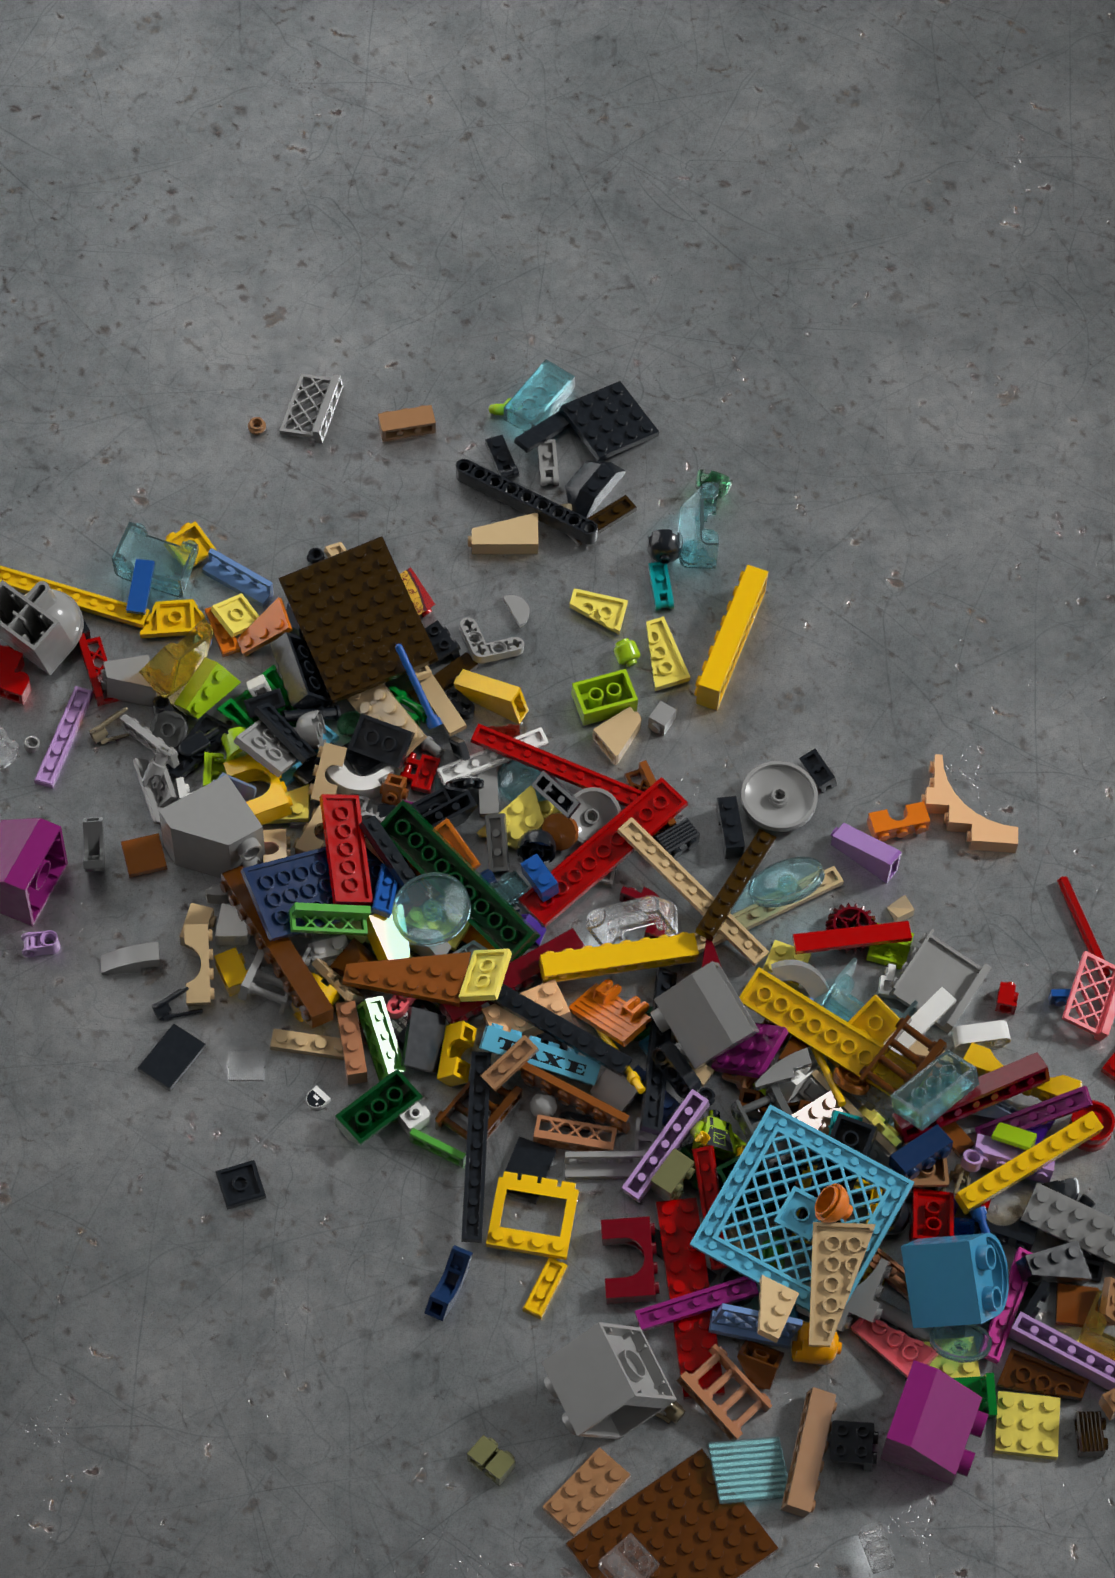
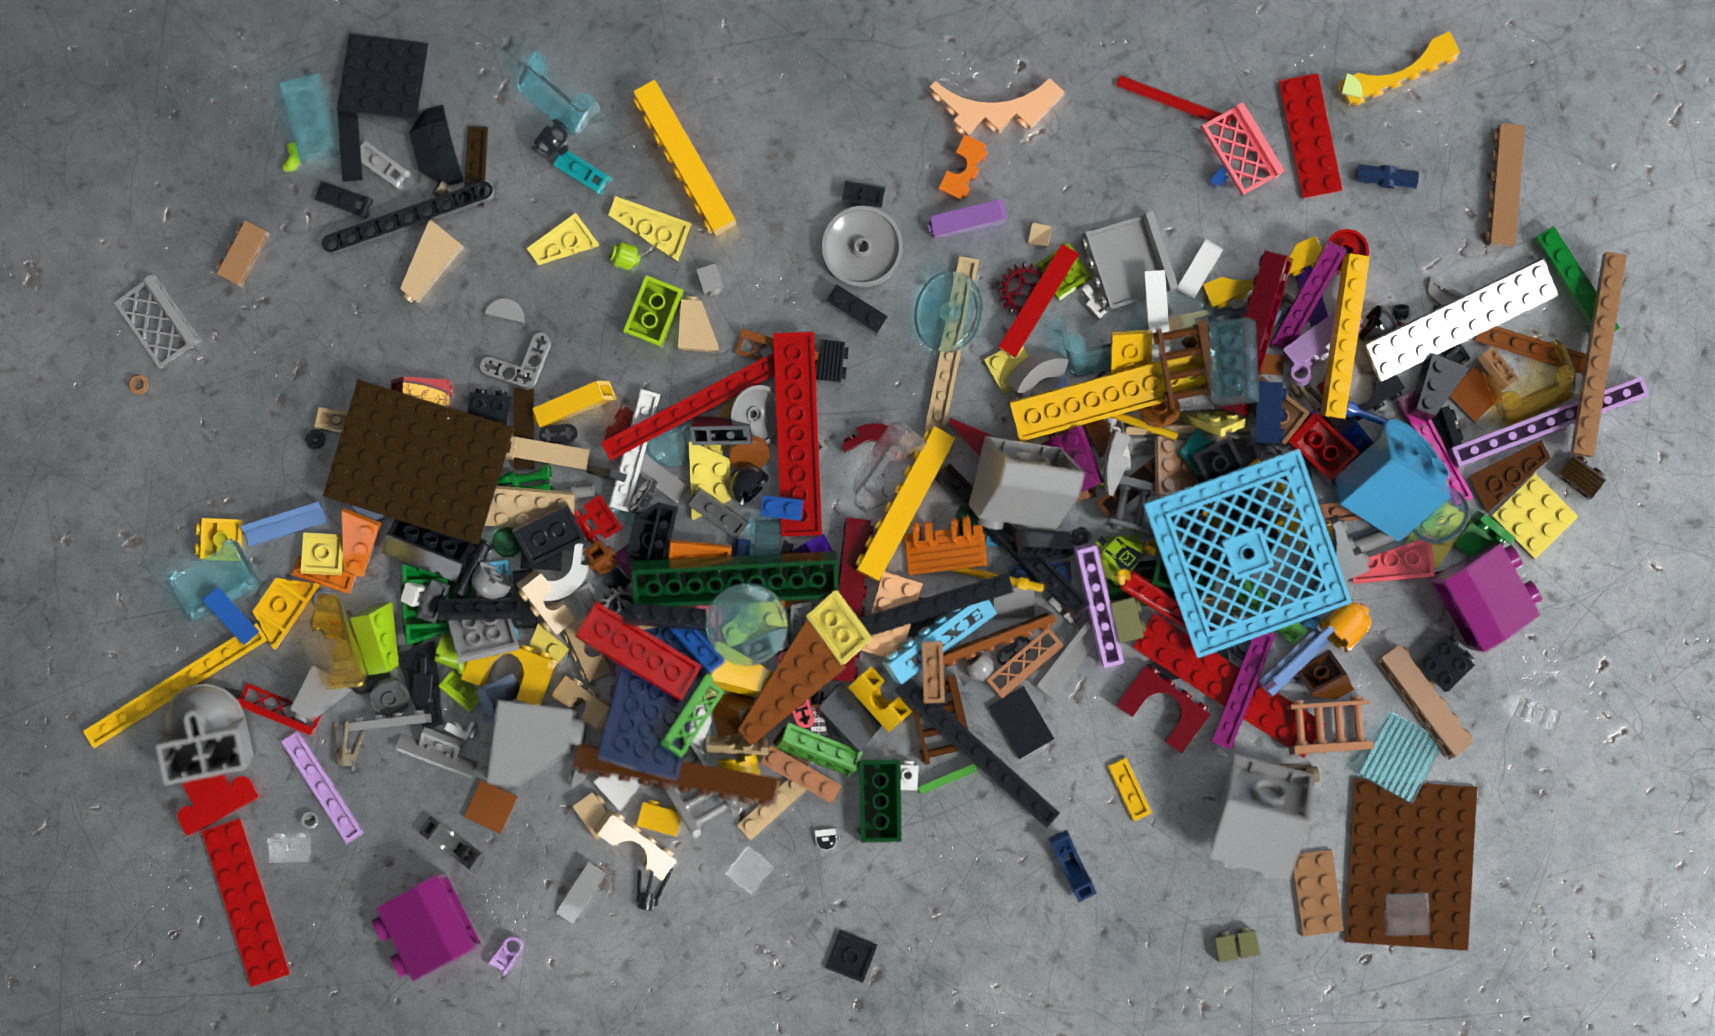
camera: 45 degrees left, 25 degrees up
(156, 766) = (424, 738): light grey piece -> none
(171, 1057) = (695, 925): black tile -> none
(432, 720) = (561, 473): blue piece -> none
(527, 1241) = (1085, 772): yellow hinge -> none
(690, 889) = (894, 394): tan plate -> none
(716, 477) = (521, 45): clear green cylinder -> none
(735, 885) = (916, 353): dark brown plate -> none
(775, 1307) = (1307, 640): tan wing -> none
(833, 1204) = (1267, 529): orange piece -> none
(835, 1265) = (1310, 564): tan wing -> none
(1006, 998) = (1184, 219): red brick -> none
(1014, 1136) = (1311, 326): lime slope -> none

